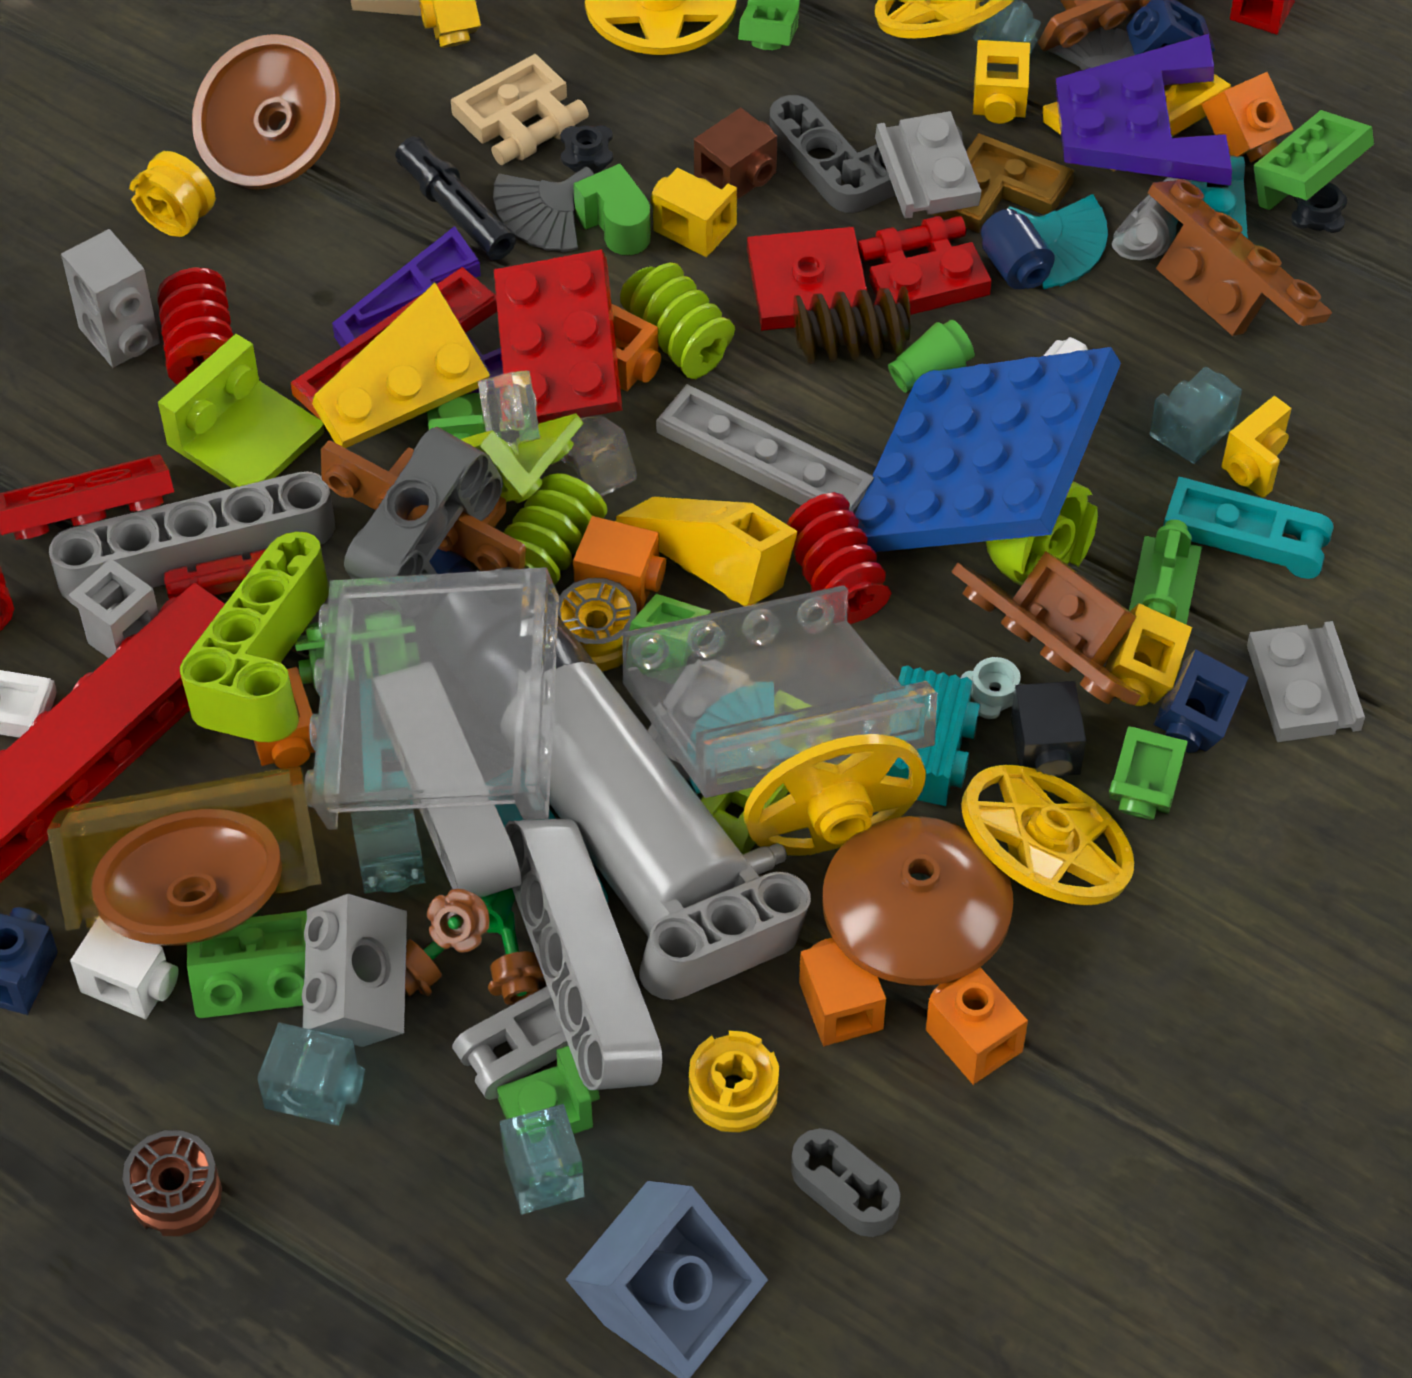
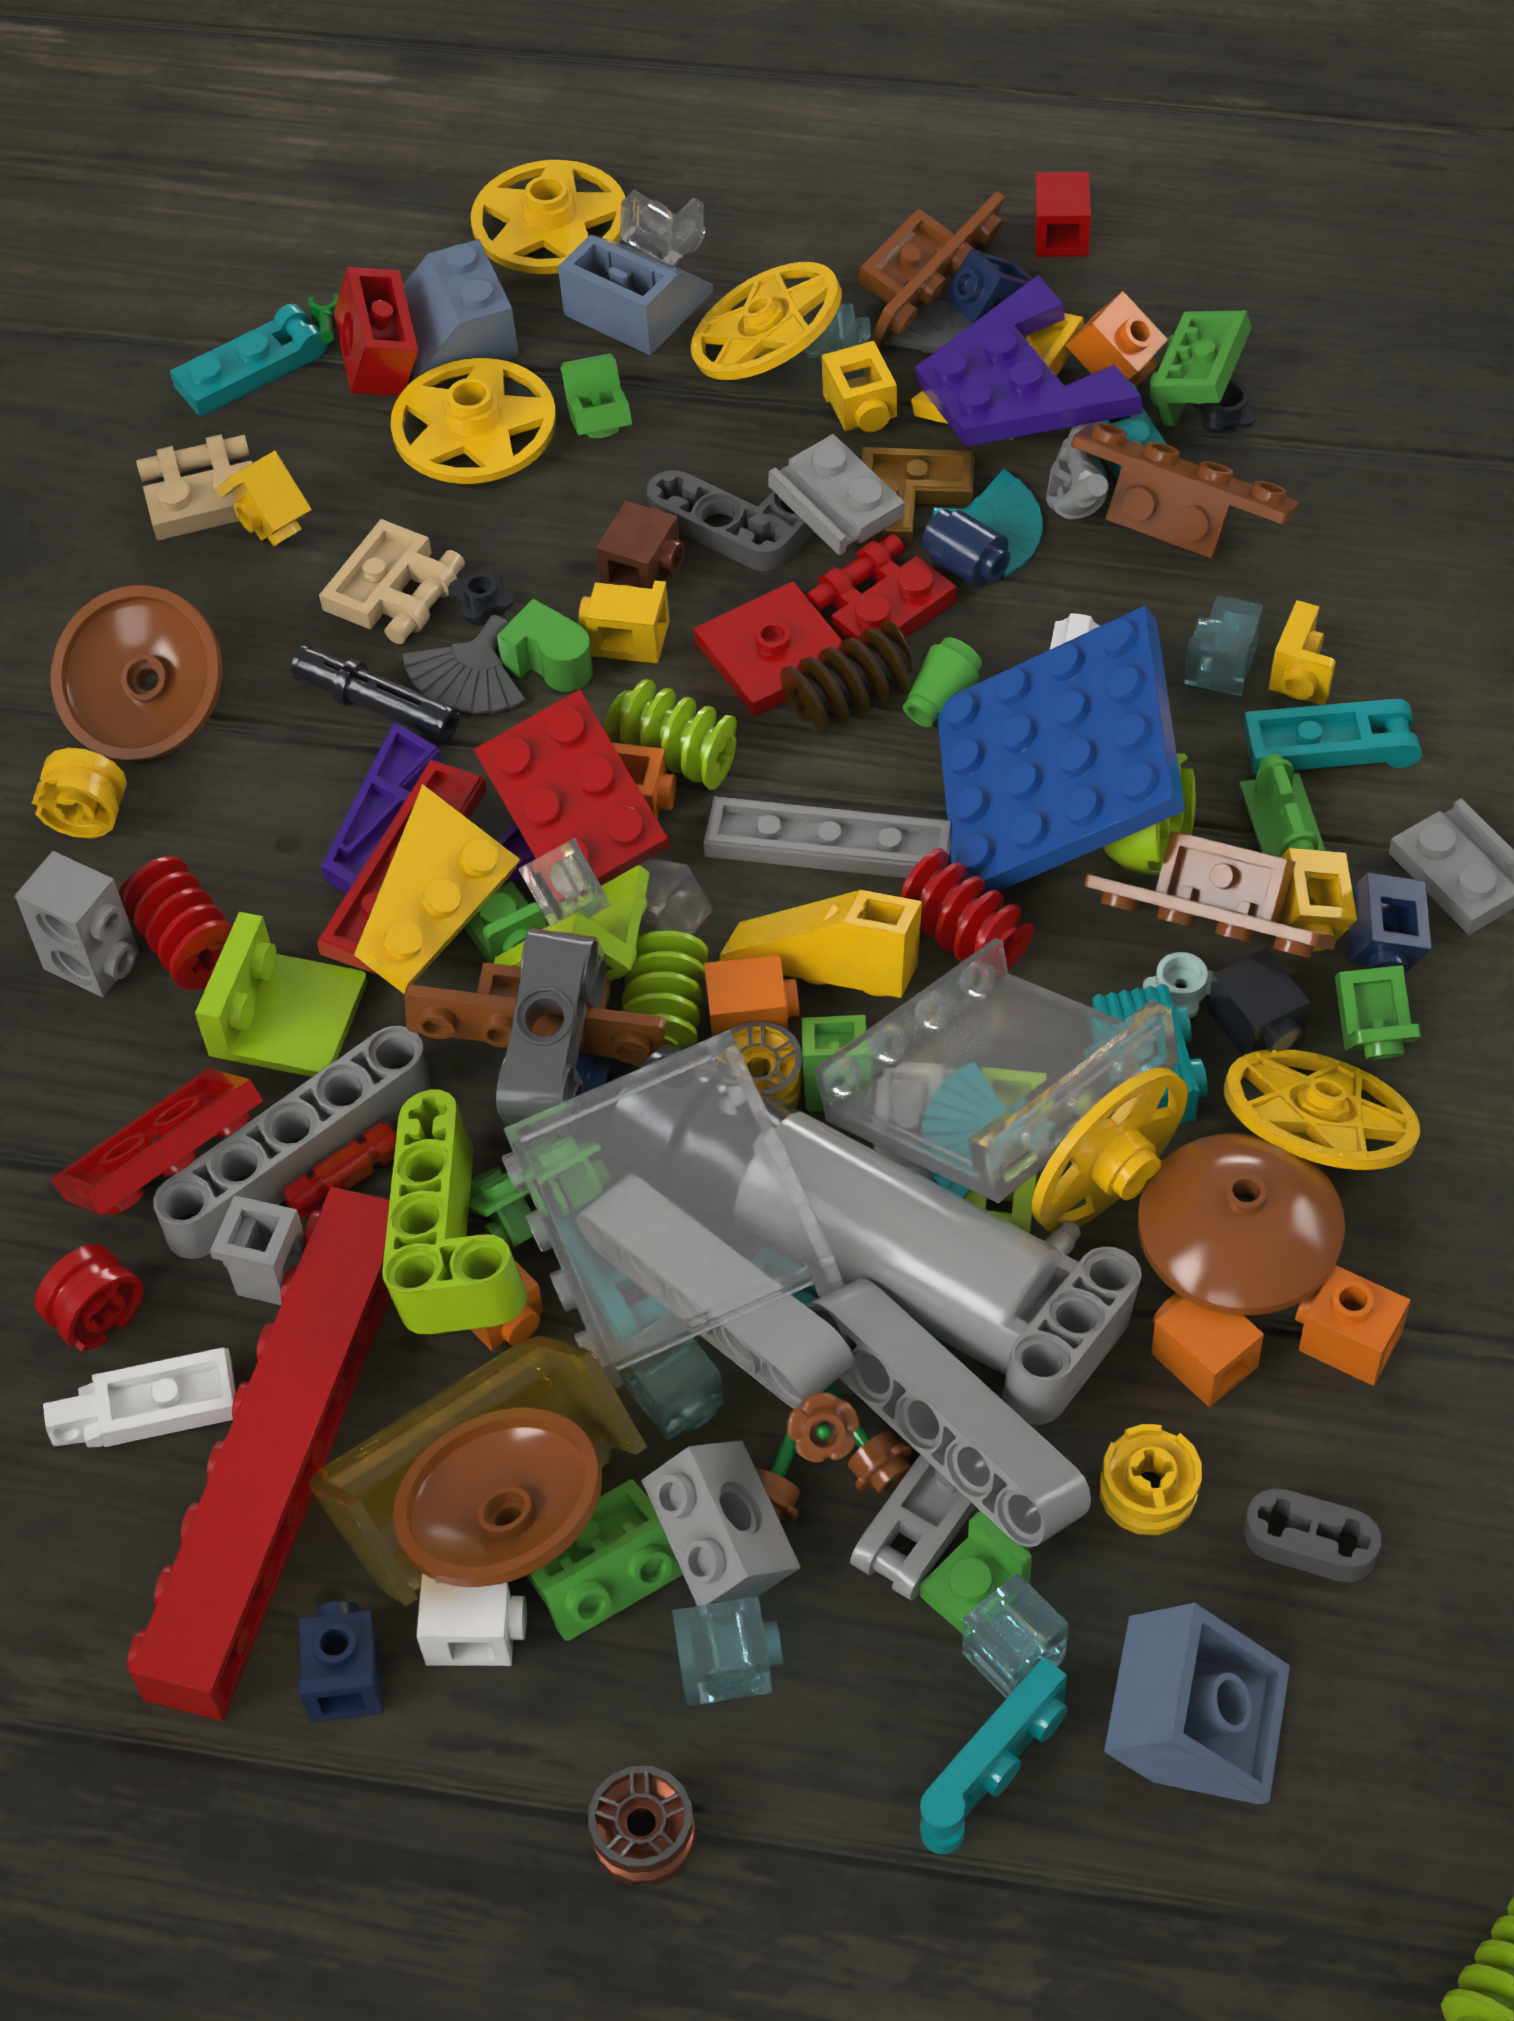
camera: 20 degrees left, 0 degrees up
(475, 1245) = (991, 1756): none -> teal plate

